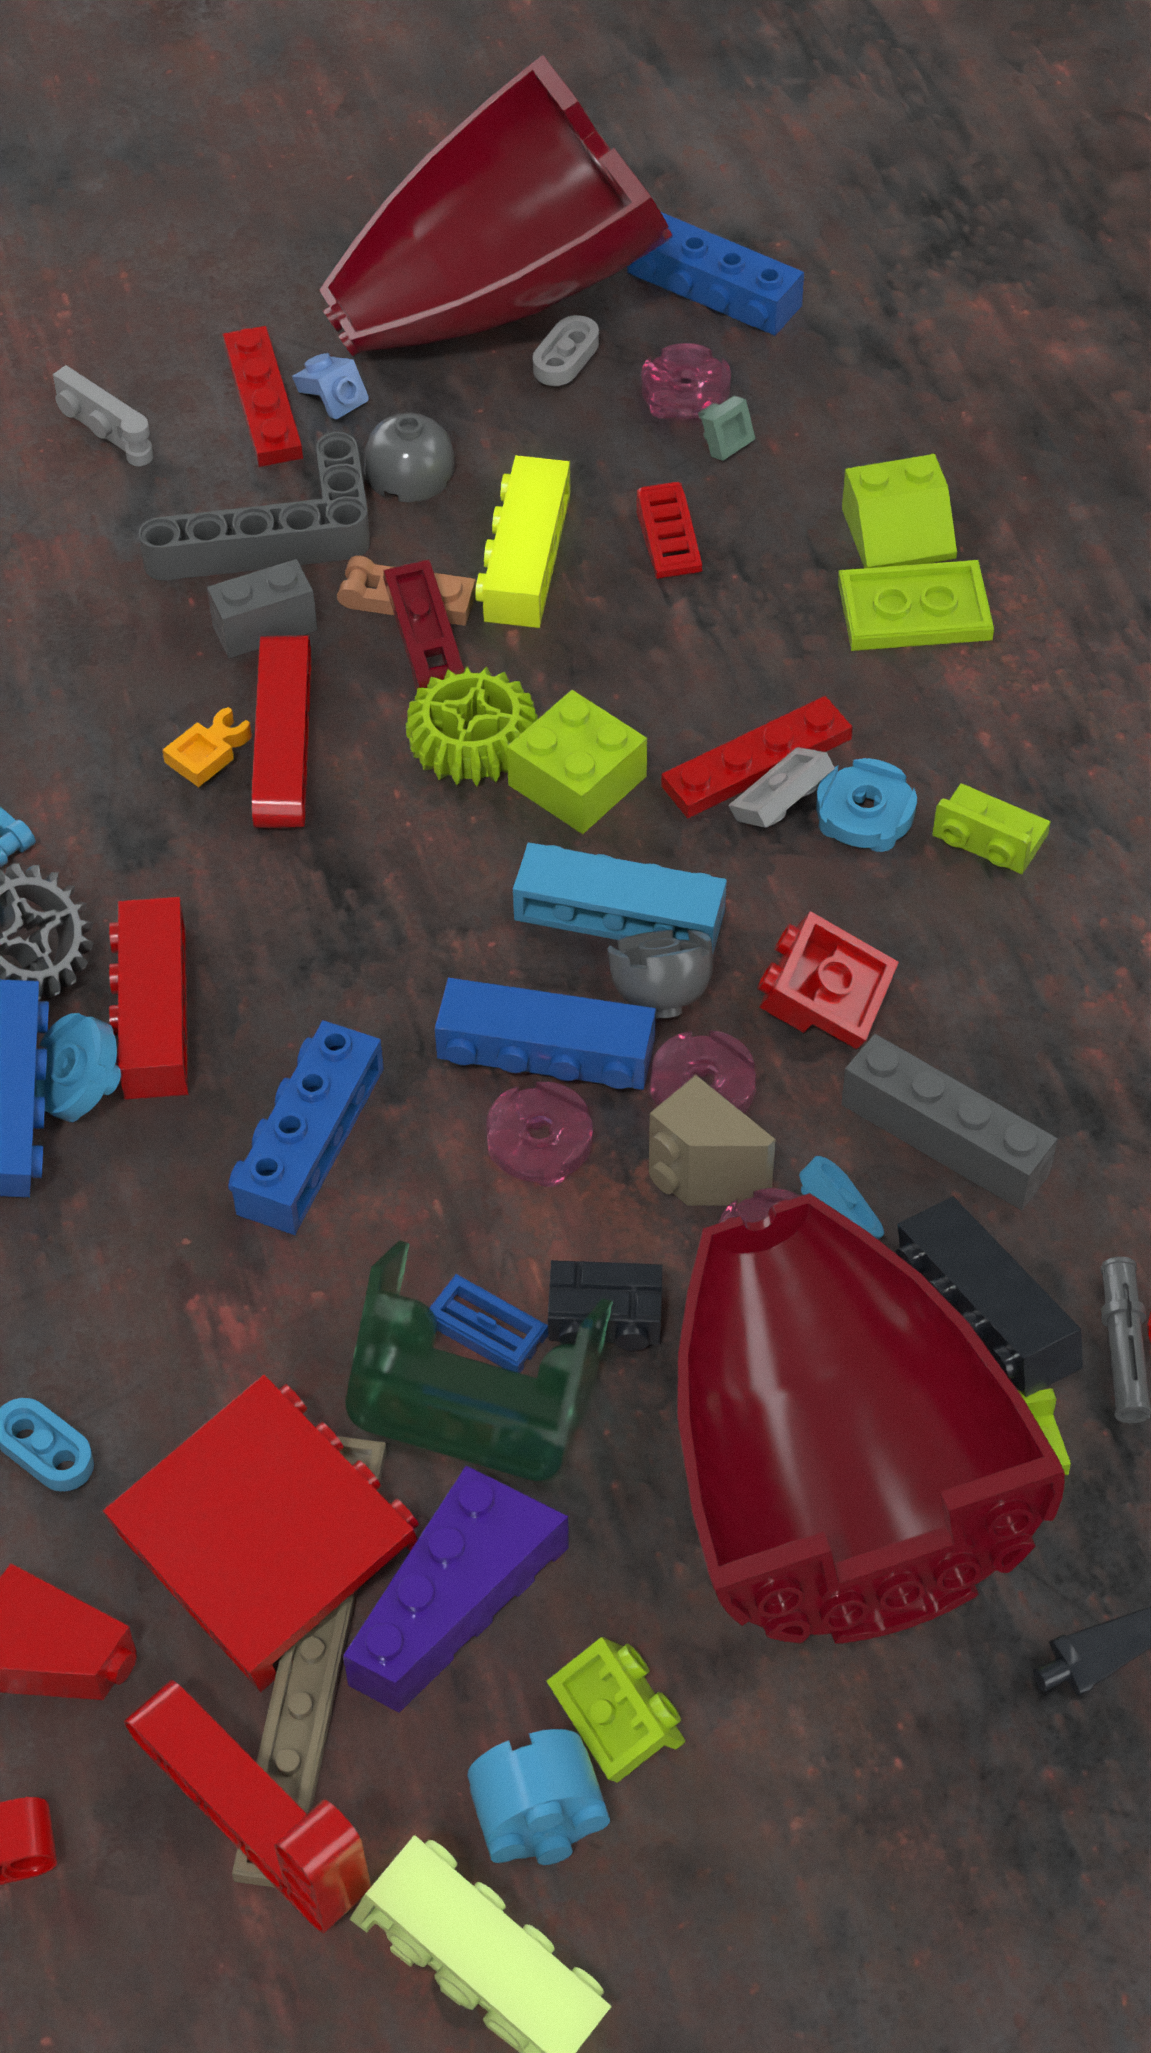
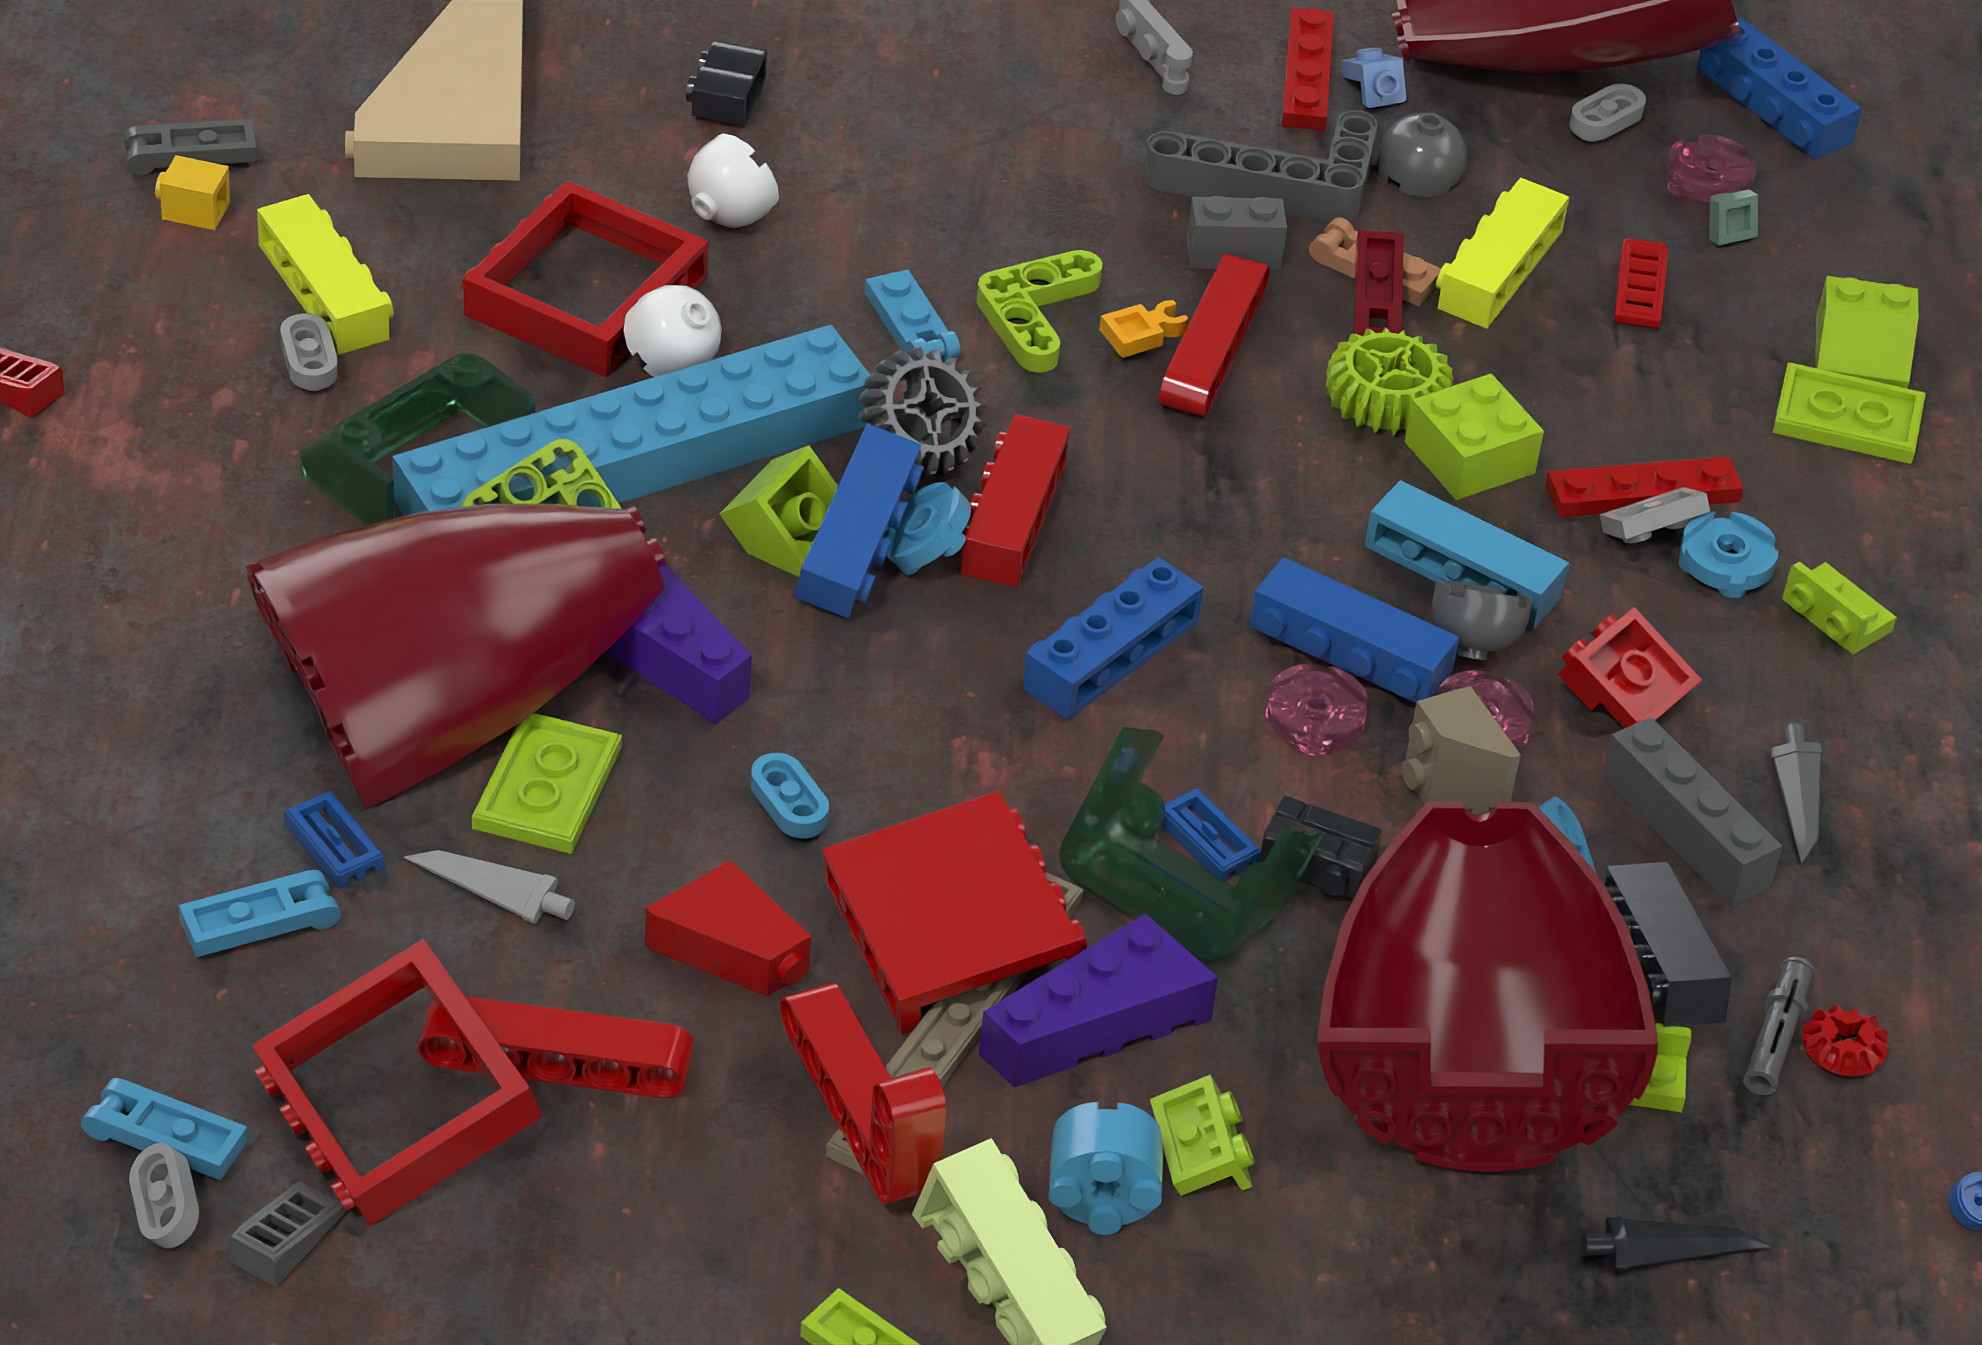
camera: 15 degrees right, 10 degrees down
(76, 750) = (1010, 295): none -> lime beam
(1030, 1037) = (1799, 779): none -> dark grey bar

